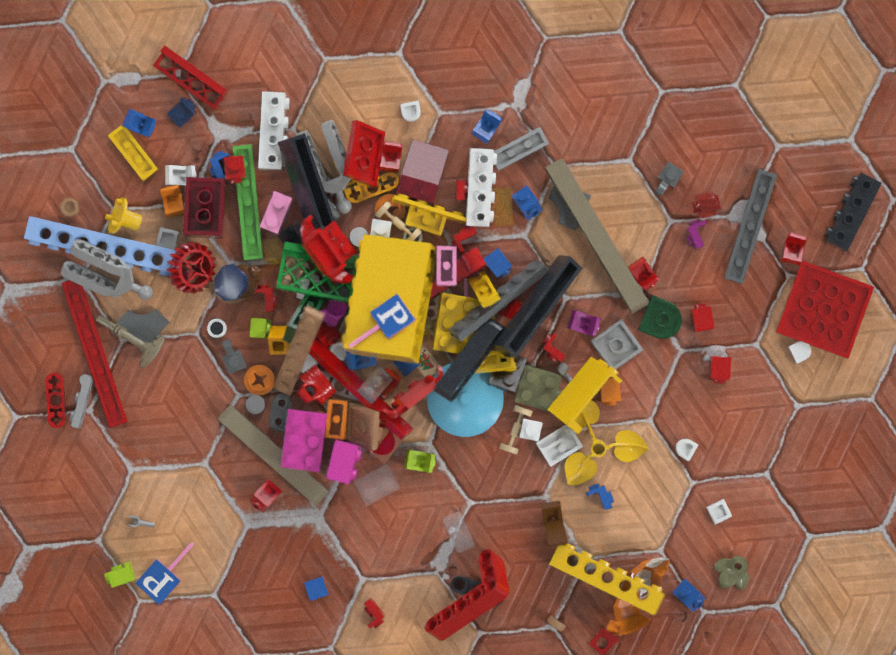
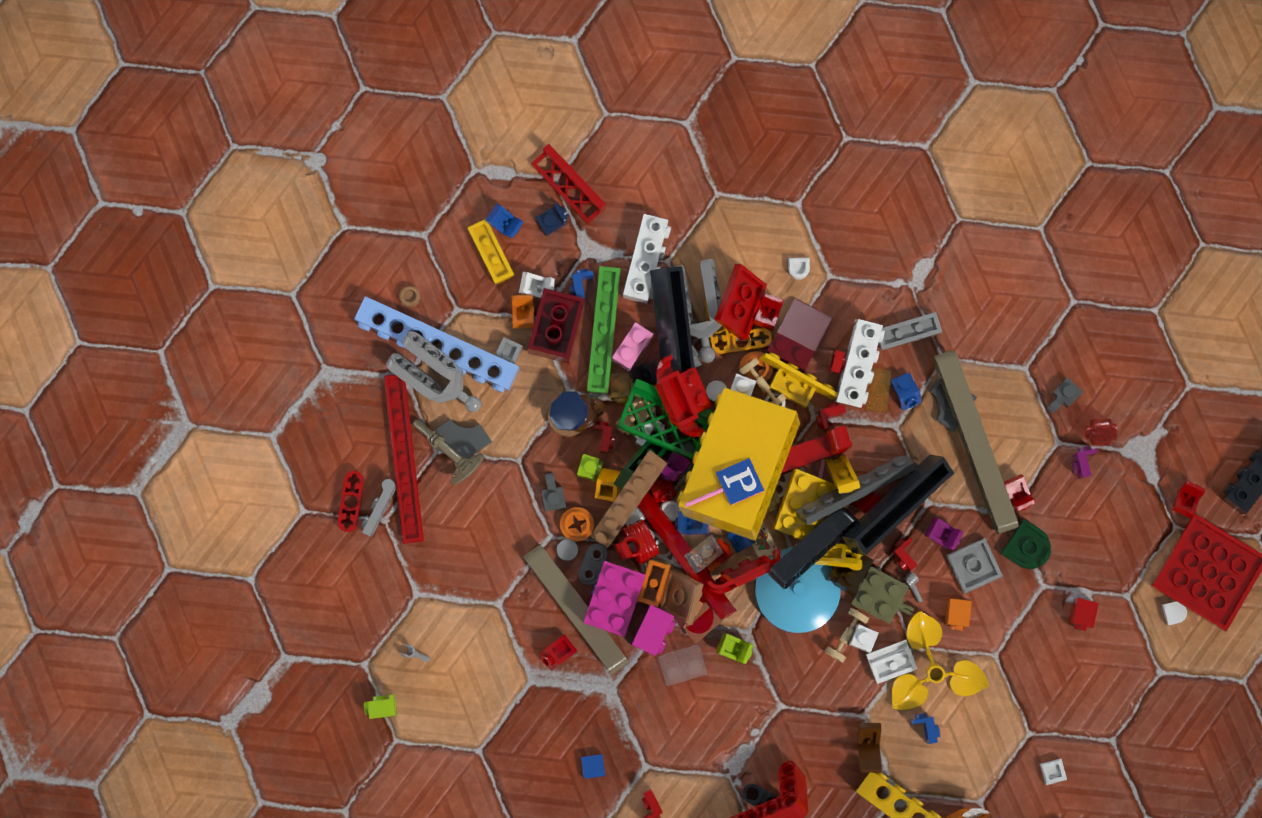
camera: 10 degrees right, 5 degrees down
(122, 217) = (465, 318): yellow piece -> none
(159, 580) = (422, 722): blue piece -> none
(201, 264) = (518, 387): red gear -> none
(217, 328) = (542, 458): tile -> none
(235, 169) = (597, 290): red bracket -> none
(446, 265) = (807, 440): bright pink brick -> none
(458, 531) = (762, 735): clear plate -> none
(487, 126) = (878, 299): blue bracket -> none
(498, 264) = (863, 450): blue brick -> none
(581, 391) = (928, 607): yellow panel -> none
(685, 448) = (1029, 694): white tile -> none
(702, 318) = (1073, 554): red brick -> none
(750, 226) = (1144, 465): dark grey plate -> none

